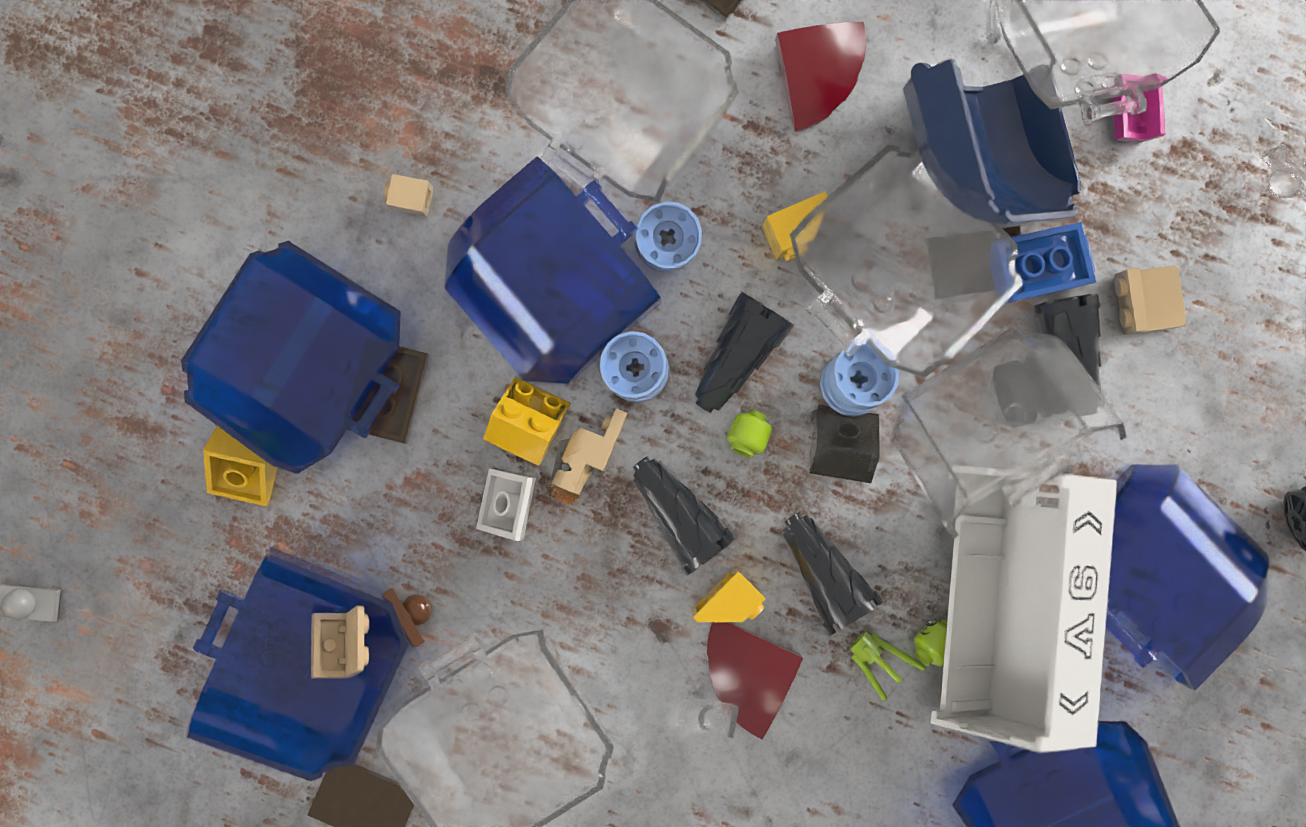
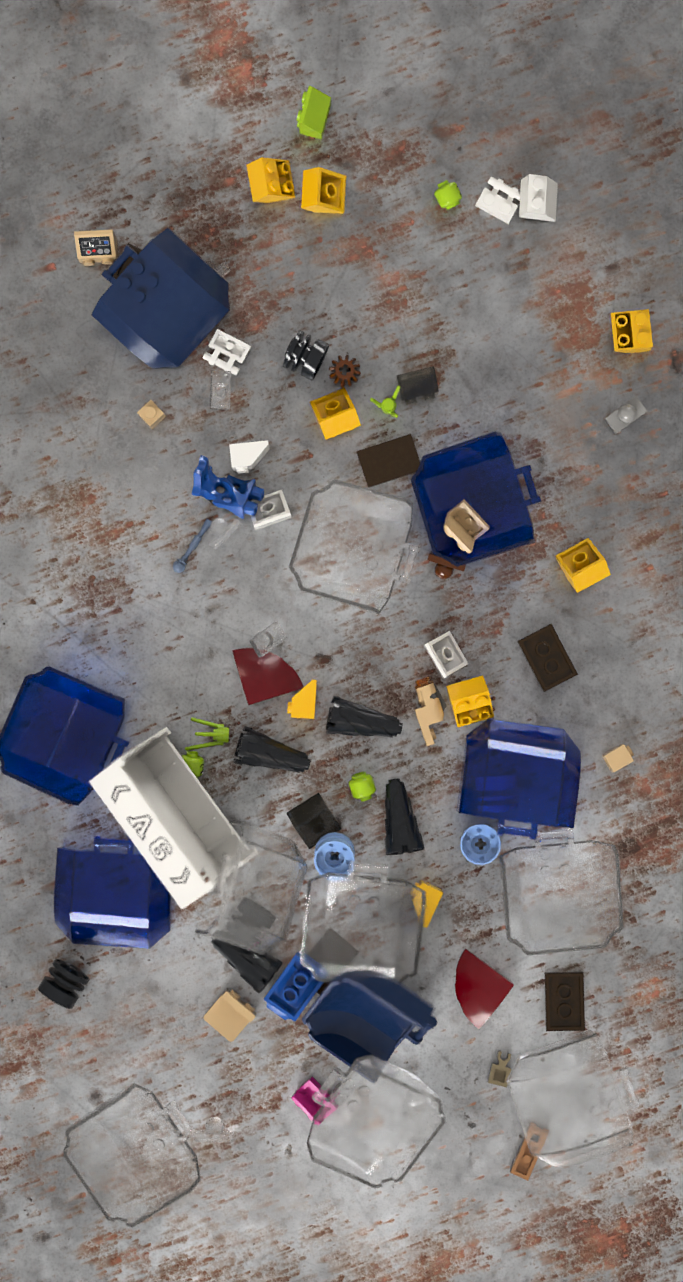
camera: 140 degrees right, 0 degrees up
(292, 358) = (603, 637): clear blue windscreen -> none
(620, 356) = (453, 770): light blue wheel -> none

